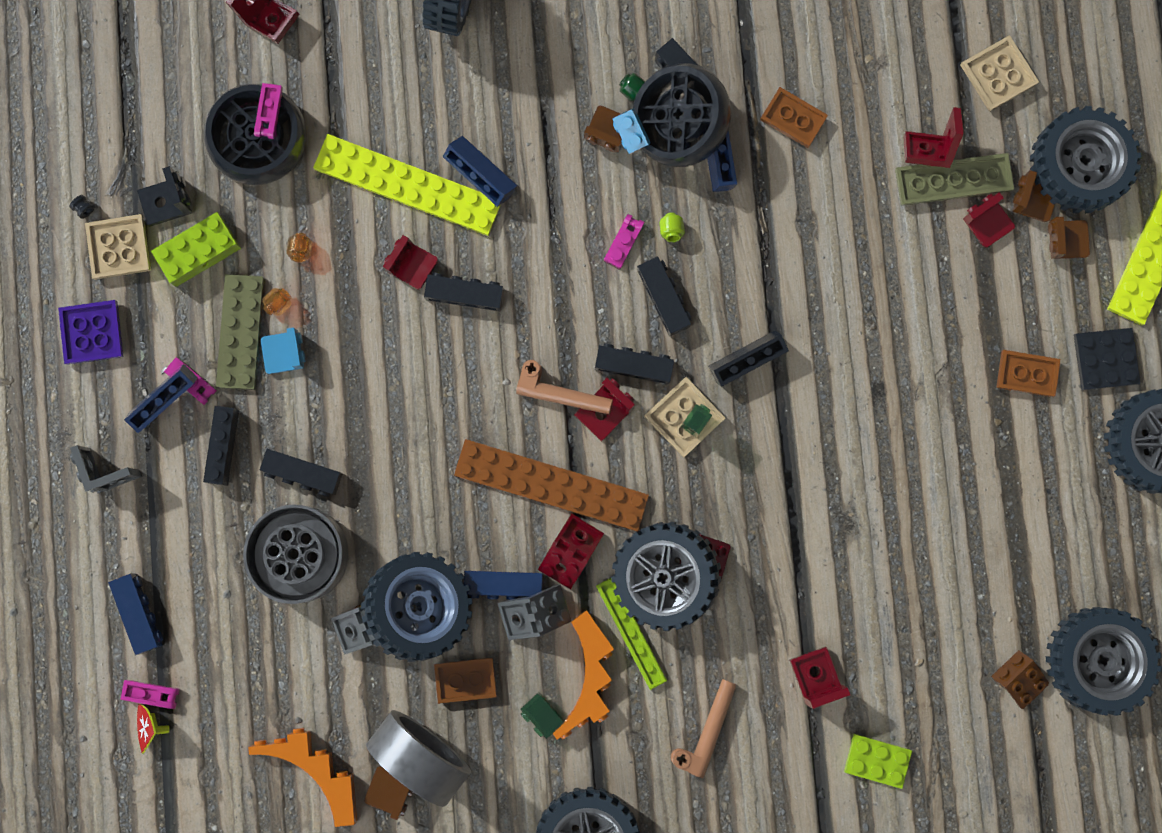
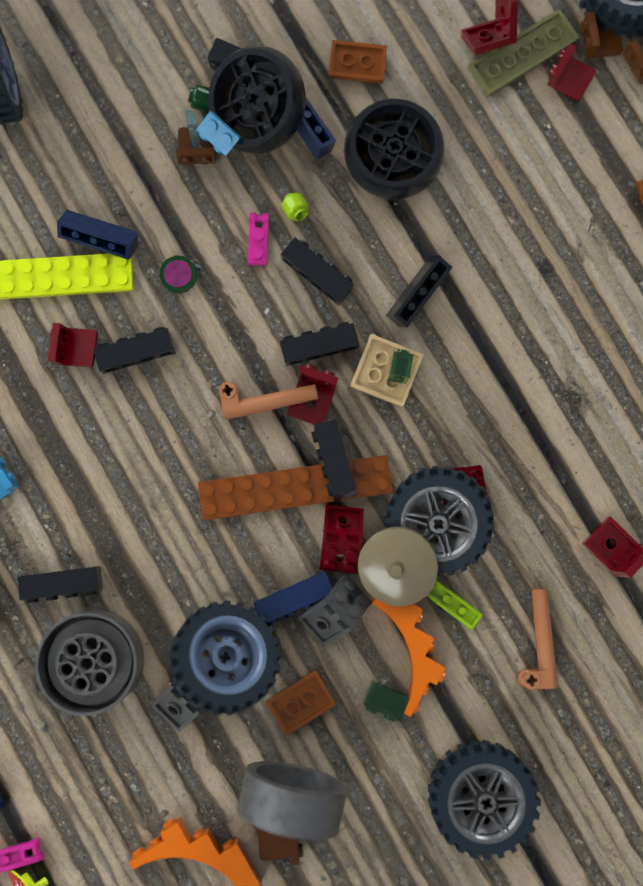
camera: 30 degrees left, 0 degrees up
(535, 240) = (178, 274): none -> tile
(597, 478) = (335, 460): none -> black brick
(609, 599) = (398, 566): none -> dark tan dish
(611, 113) = (192, 129): none -> clear light blue tile
(766, 189) = (363, 133): none -> black wheel

